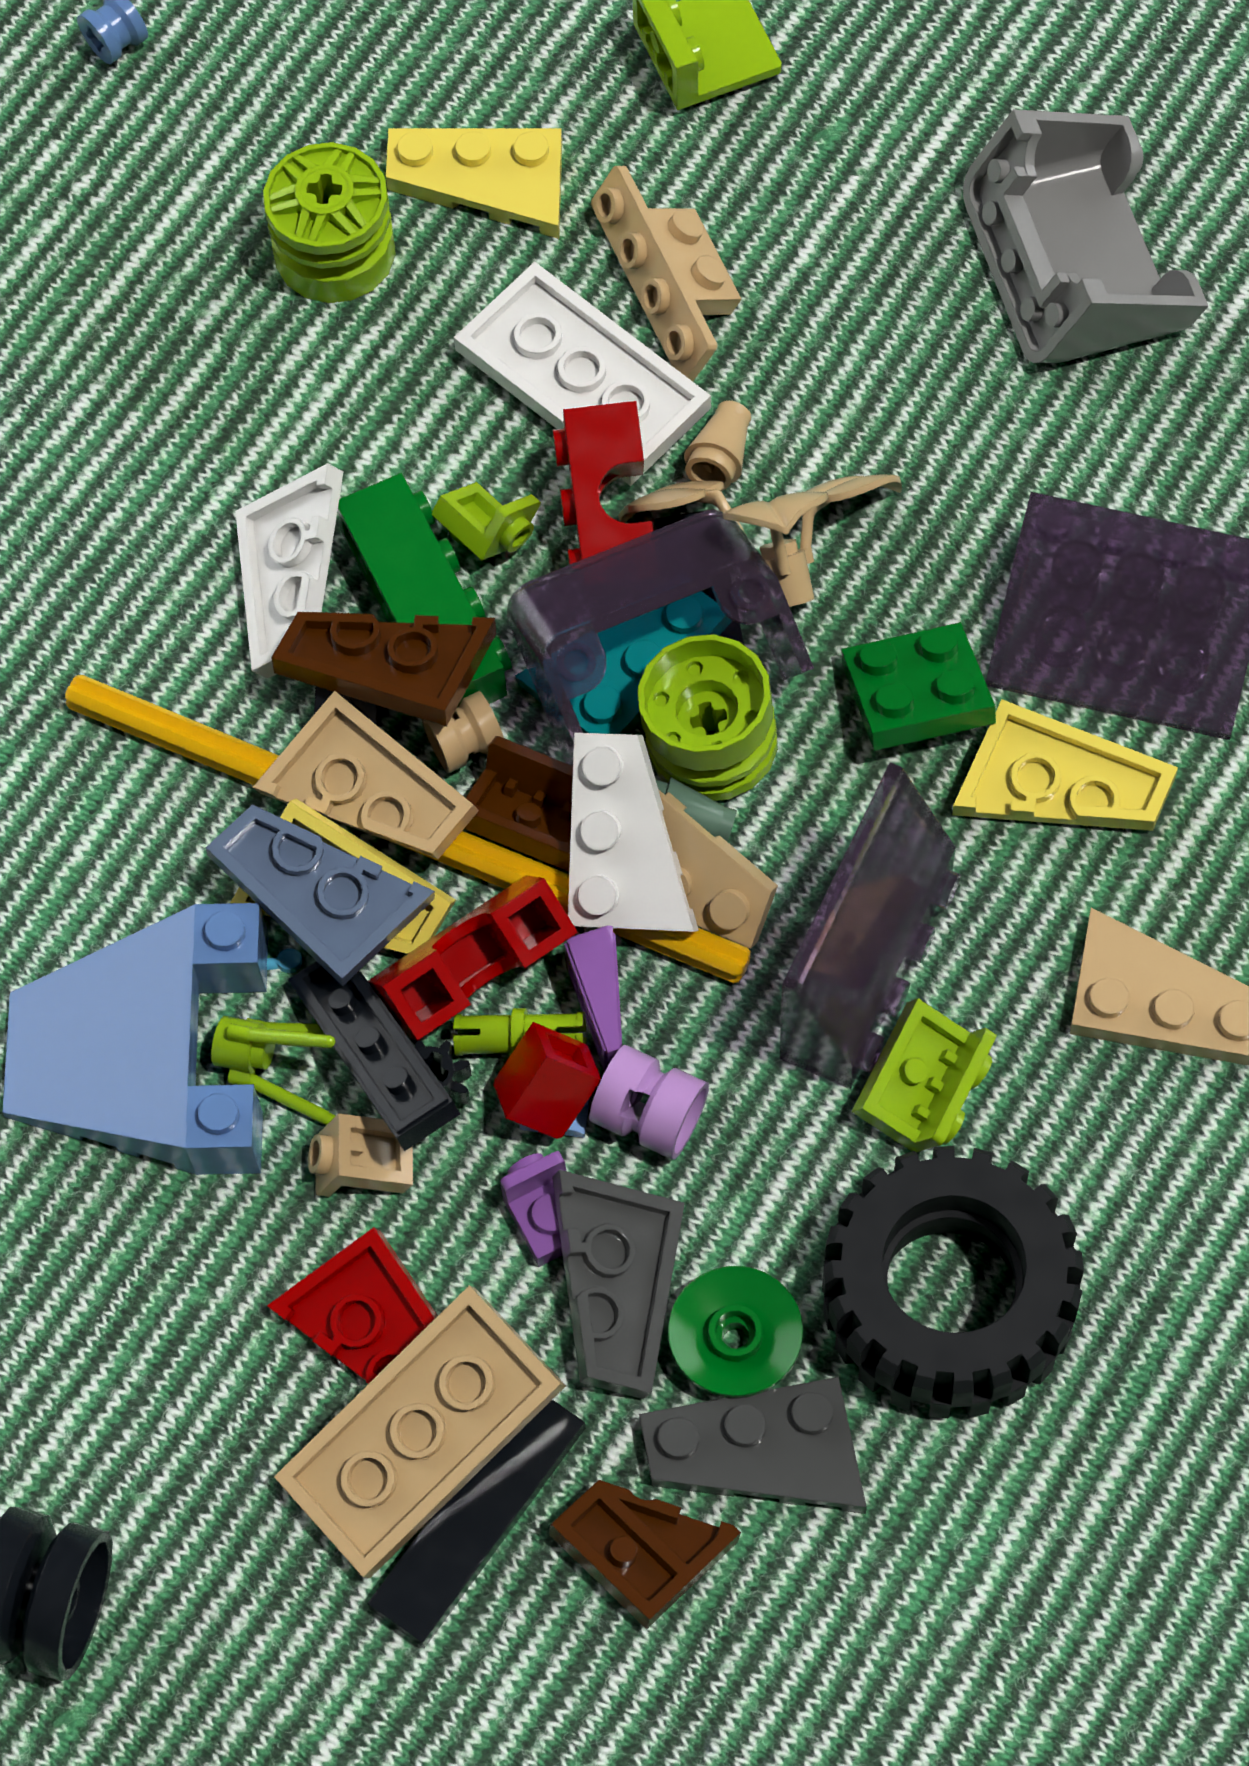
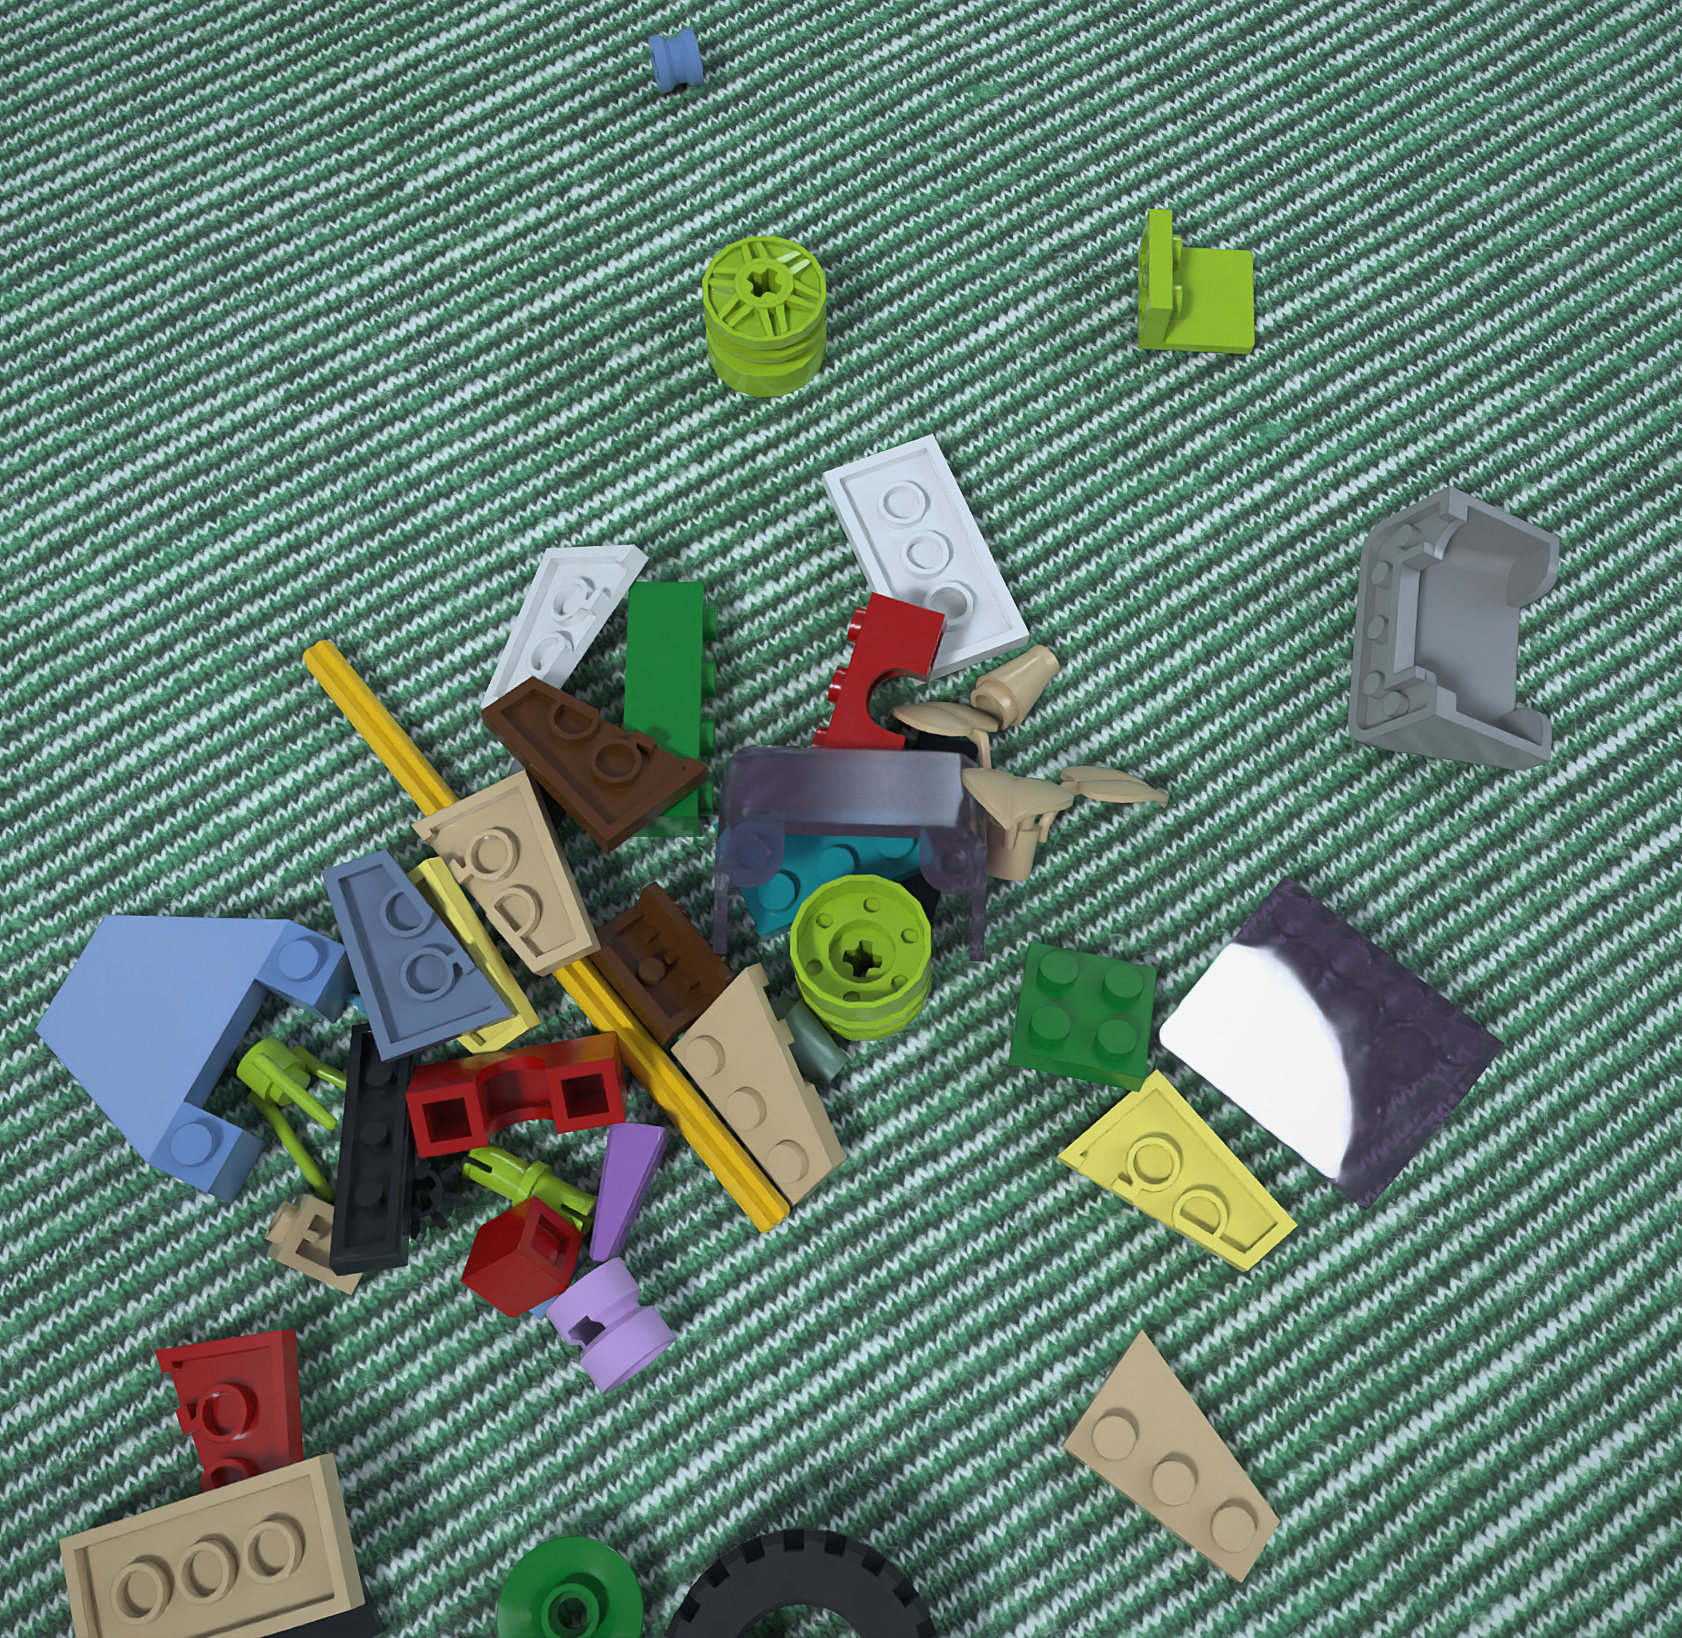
camera: 20 degrees right, 5 degrees up
(467, 732) = (638, 861): tan wheel -> none
(483, 522) = (760, 660): lime bracket -> none
(488, 169) = (939, 330): light yellow wing -> none
(532, 1203) = (465, 1382): medium lavender bracket -> none
(618, 1277) = (487, 1498): dark grey wing -> none
(619, 841) = (709, 1050): white wing -> none
(669, 269) = (1056, 495): tan bracket -> none
(867, 935) = (902, 1263): clear purple slope -> none
(924, 1078) = (890, 1433): lime bracket -> none

